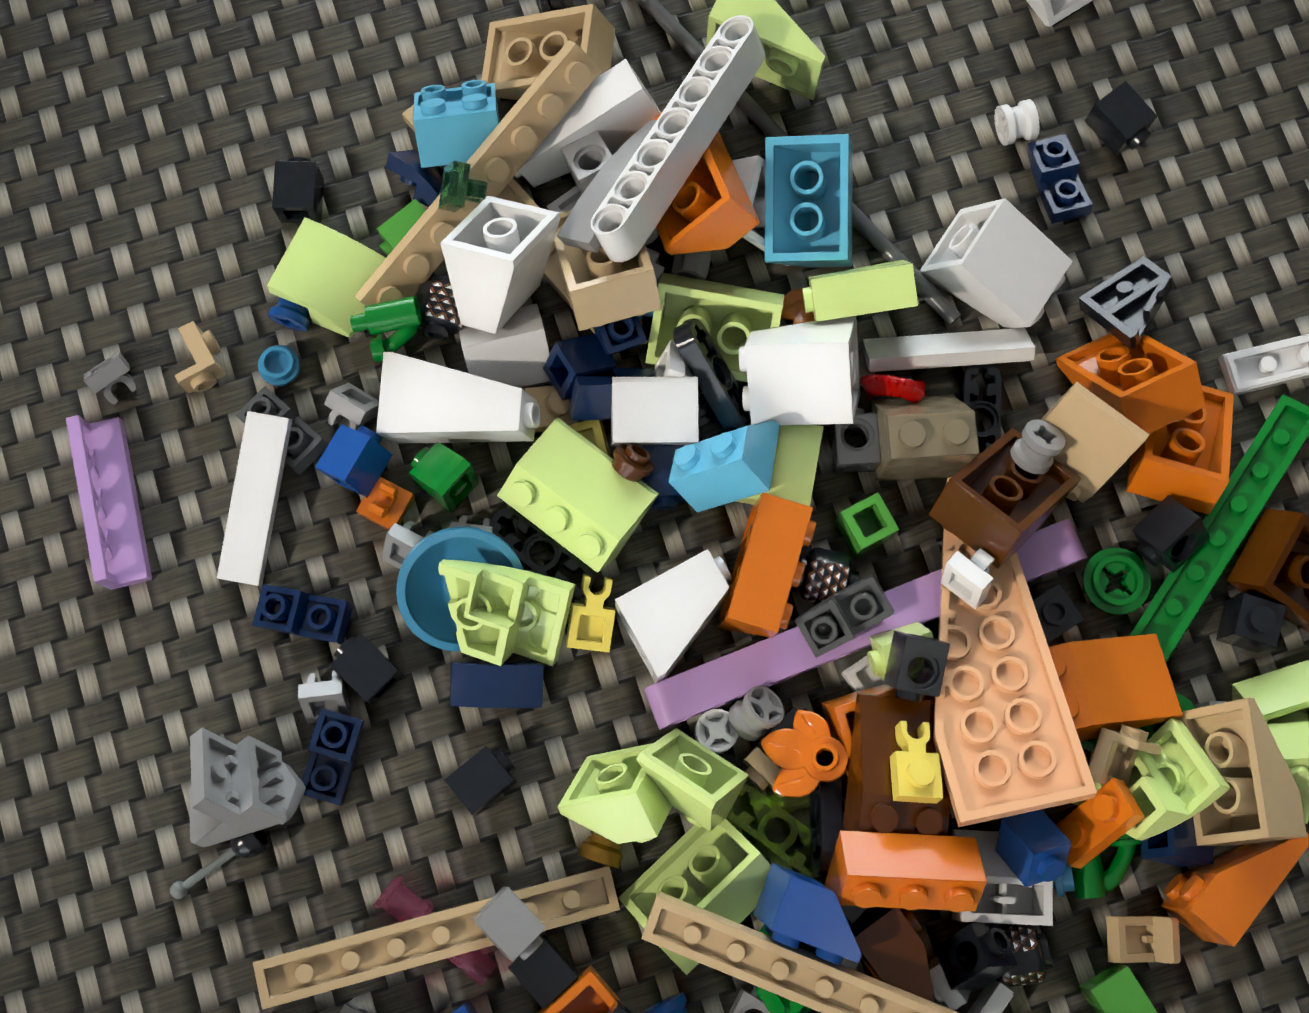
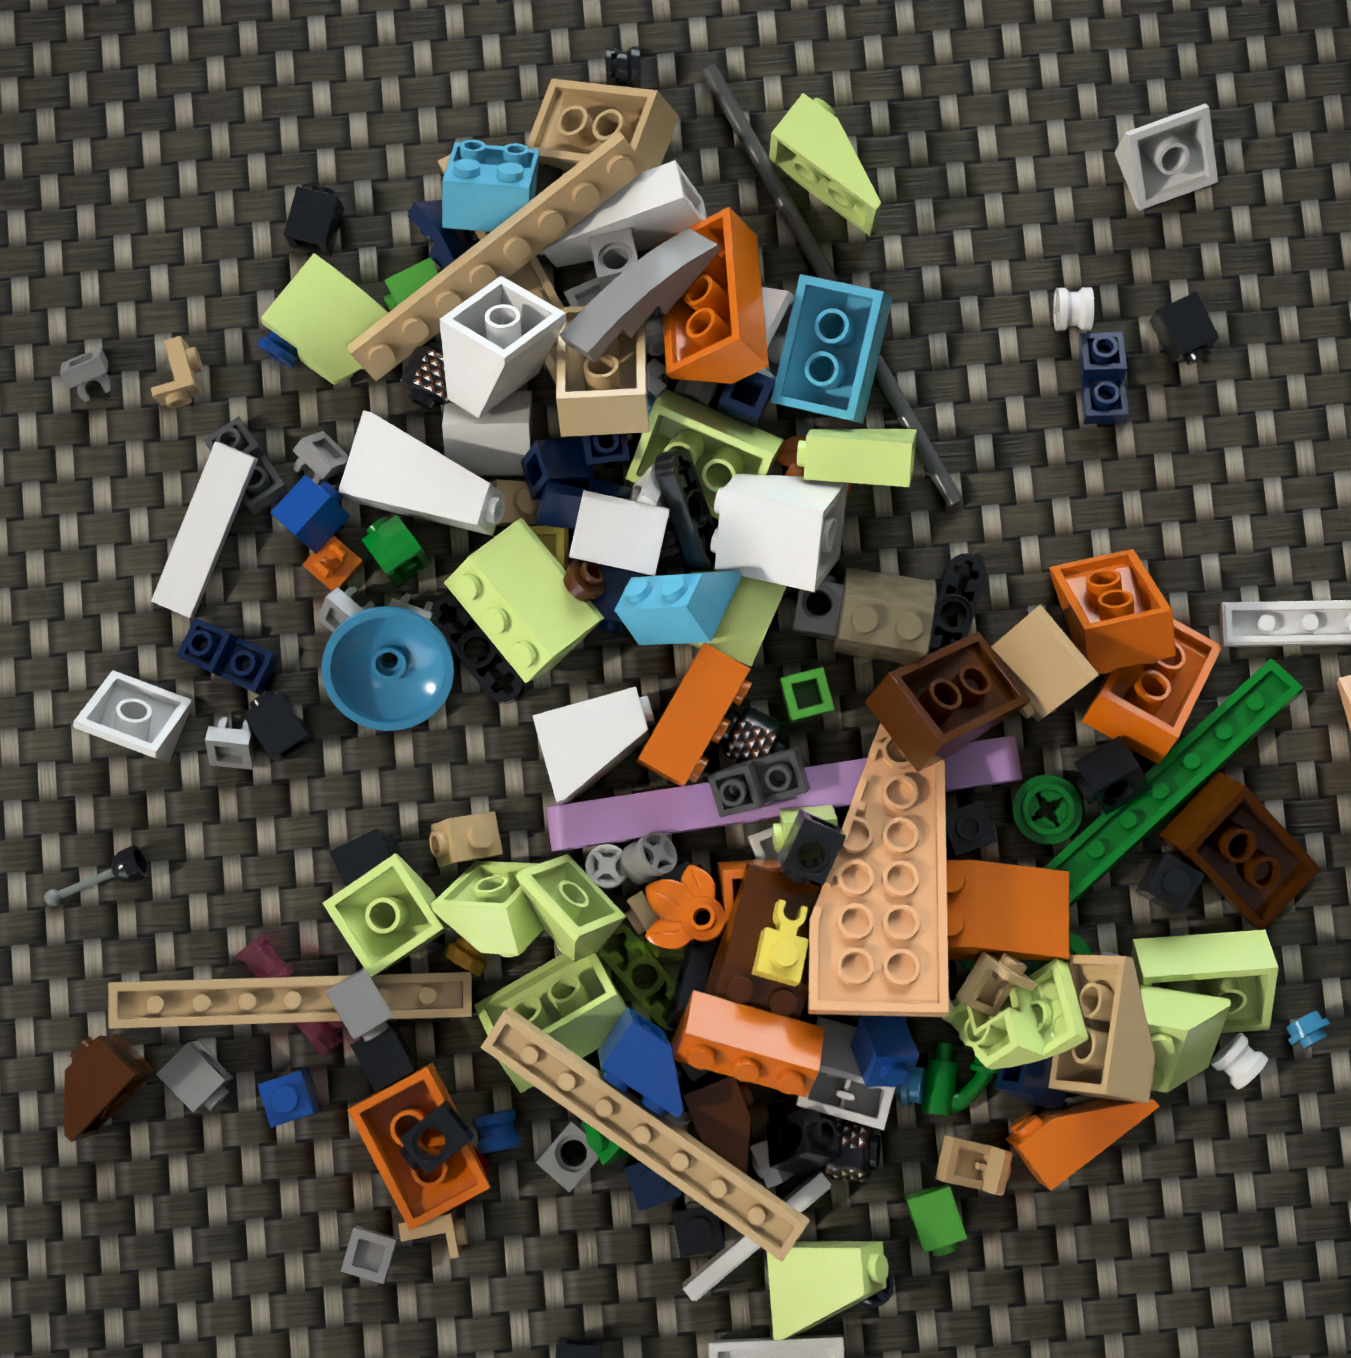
camera: 20 degrees right, 5 degrees up
(109, 502) = (61, 500): lavender fence -> none
(224, 692) = (135, 716): none -> white slope
(238, 788) = (129, 813): light grey piece -> none
(279, 365) = (257, 398): dark azure plate -> none
(332, 756) = (226, 803): dark blue slope -> none
(387, 316) = (366, 376): green plant -> none
(458, 187) = (470, 263): clear green tile -> none
(496, 686) = (402, 770): dark blue slope -> none
(506, 611) = (427, 700): yellowish green slope -> none
(514, 828) = (386, 915): none -> yellowish green slope
(572, 737) = (465, 838): none -> tan bracket
(591, 623) = (509, 729): light yellow plate -> none
(678, 139) = (706, 261): white beam -> none
(741, 262) = (747, 398): none -> dark blue brick
(887, 385) = (874, 562): red piece -> none
(948, 350) = (938, 534): white tile -> none
(968, 577) = (886, 774): white tile -> none
(998, 264) = (1012, 457): white slope -> none
(1037, 446) = (992, 658): light grey wheel -> none
(1100, 822) = (956, 1043): orange plate -> none
(1128, 300) = (1138, 524): black wing -> none

